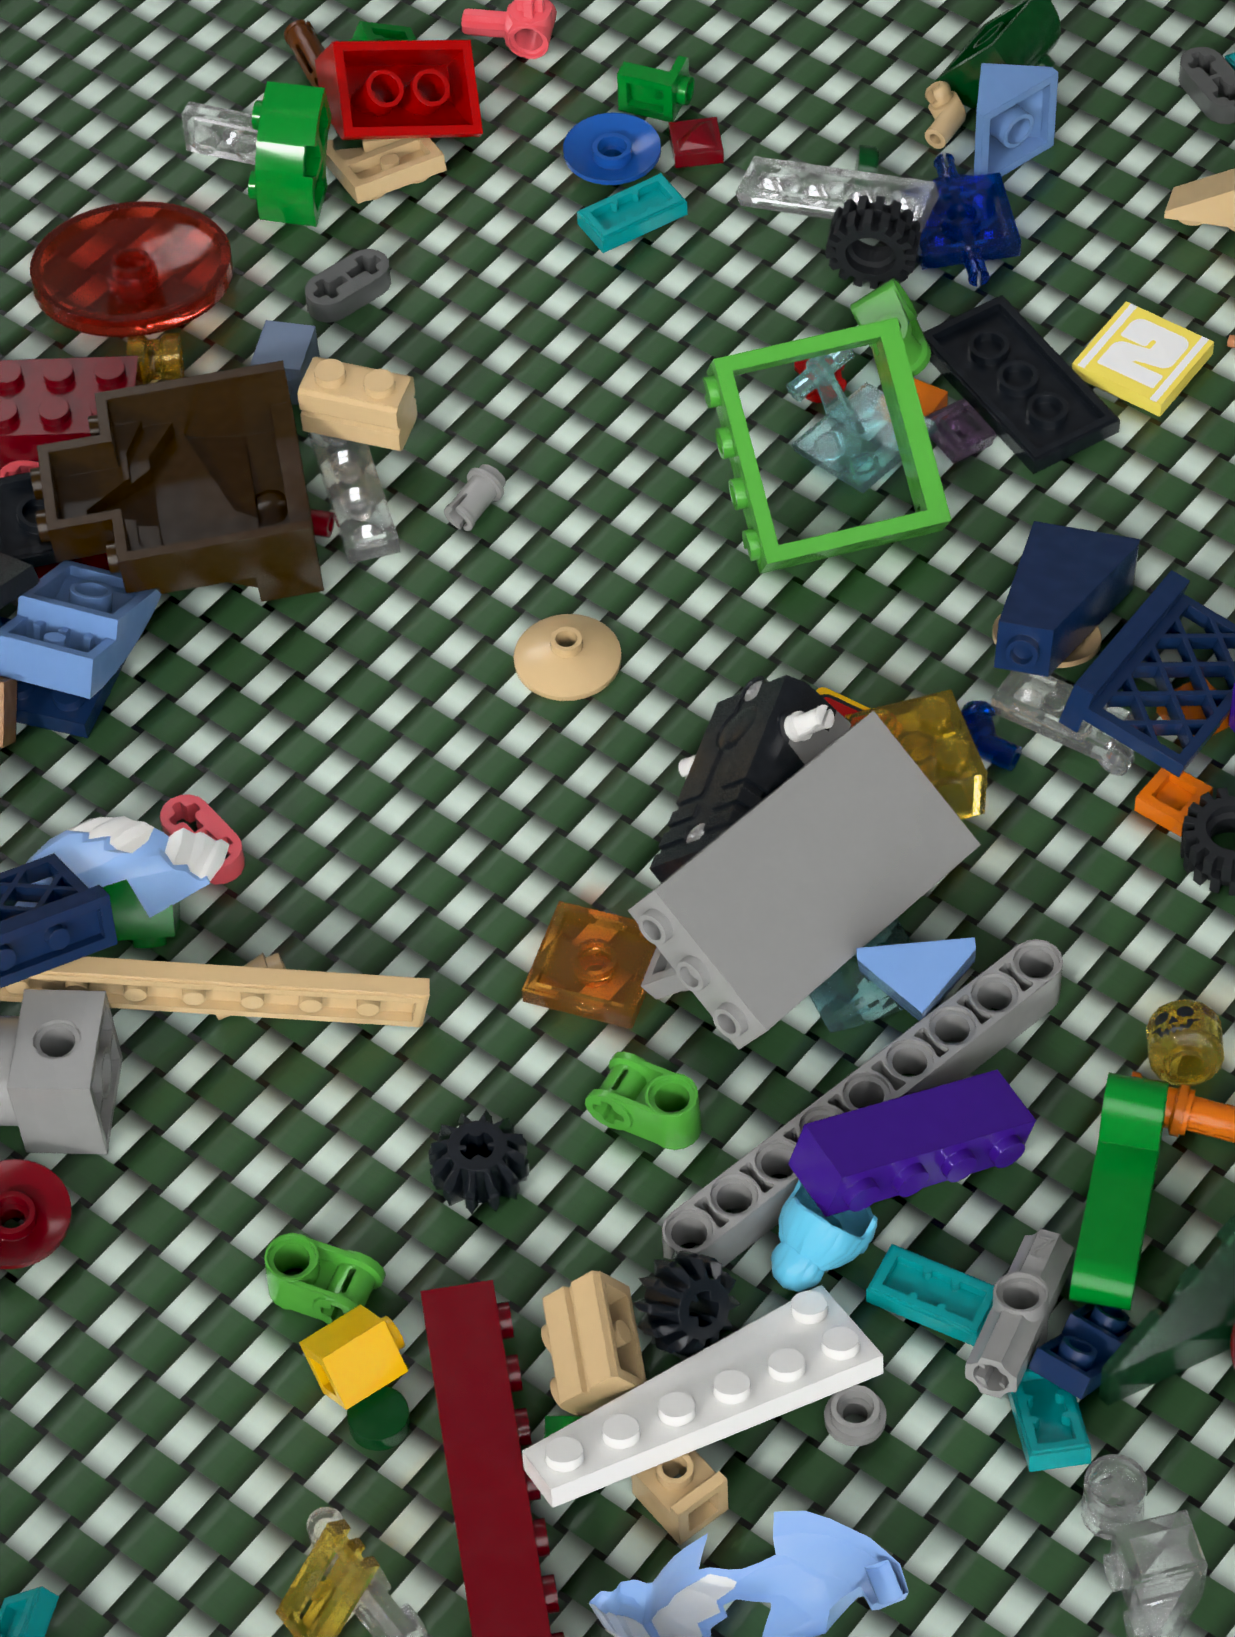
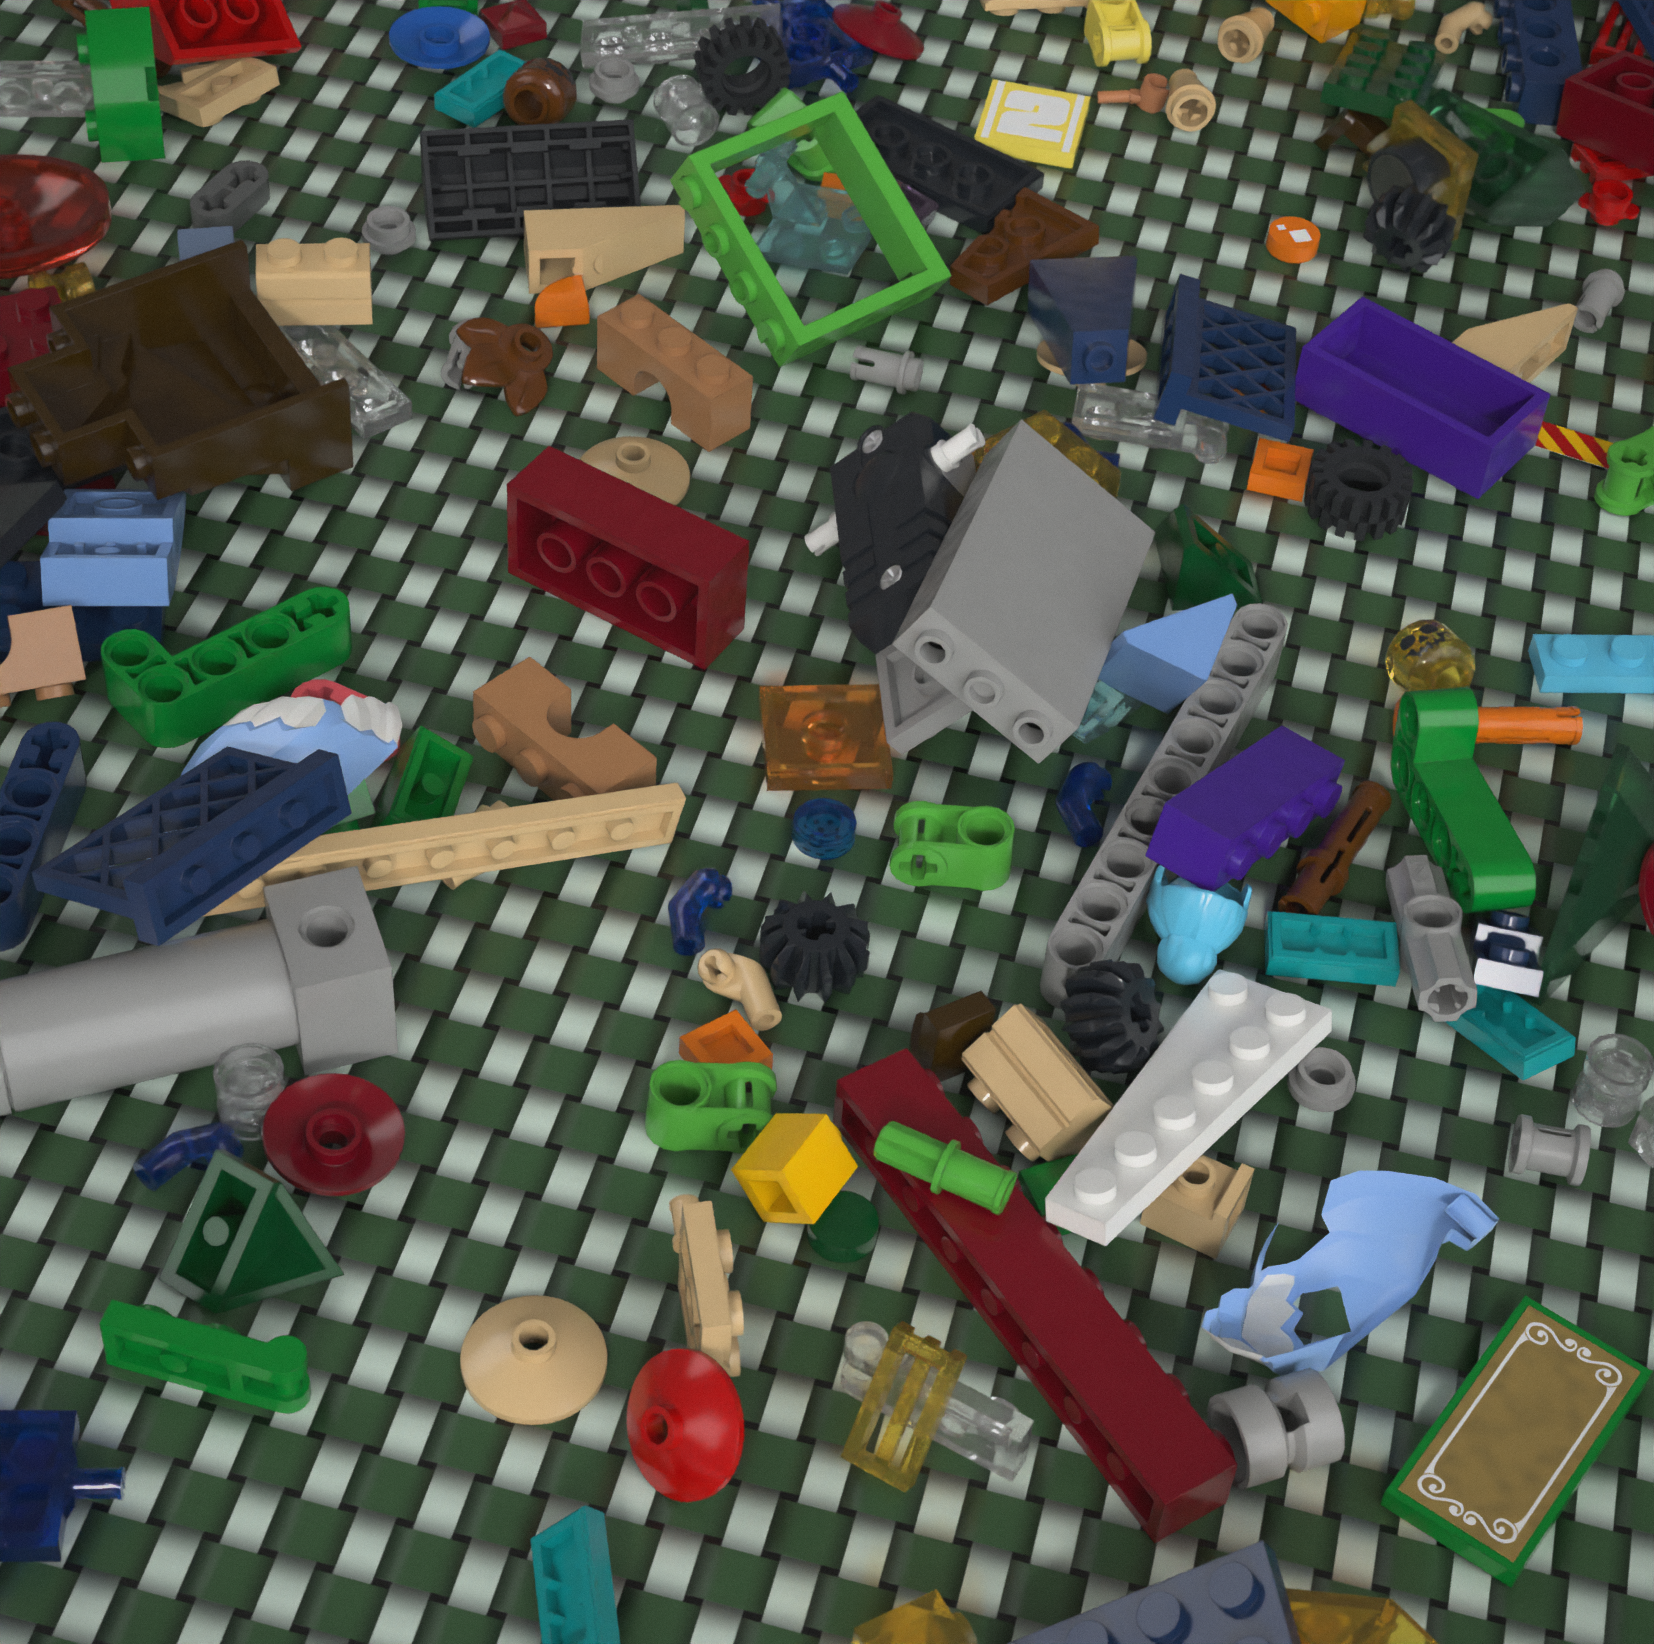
camera: 30 degrees left, 5 degrees down
(86, 1473) = (539, 1383): none -> tan dish
(130, 767) = (245, 665): none -> green beam
(150, 1546) = (685, 1424): none -> red dish
(212, 1455) = (708, 1308): none -> tan plate
(236, 921) = (423, 780): none -> green slope
(346, 878) = (527, 723): none -> medium nougat arch
(365, 1230) = (725, 1041): none -> orange tile
(398, 1091) = (685, 908): none -> clear blue arm
(407, 1174) = (743, 982): none -> tan arm
(458, 1397) = (945, 1166): none -> bright green axle
(469, 350) = (388, 230): none -> light grey plate
(498, 517) = (501, 360): none -> reddish brown plate
(498, 746) = (627, 556): none -> dark red brick
(540, 1275) = (947, 1031): none -> dark brown tile
(553, 1051) = (824, 828): none -> clear blue tile
(589, 462) = (562, 304): none -> orange tile
(613, 329) = (487, 176): none -> black piece
(636, 409) = (598, 242): none -> tan slope
(638, 543) = (705, 388): none -> medium nougat arch
(673, 232) = (540, 92): none -> reddish brown head
(756, 227) = (614, 80): none -> light grey plate
(784, 1087) = (1075, 801): none -> clear blue arm
(803, 277) = (686, 110): none -> clear wheel
(860, 607) = (889, 368): none -> light grey pin
(1018, 1542) = (1550, 1149): none -> light grey bush
(1035, 887) = (1201, 563): none -> dark green slope
(1039, 223) = (879, 29): none -> dark red dish
(1045, 1171) = (1325, 869): none -> reddish brown pin
(1062, 492) = (1029, 231): none -> reddish brown wing

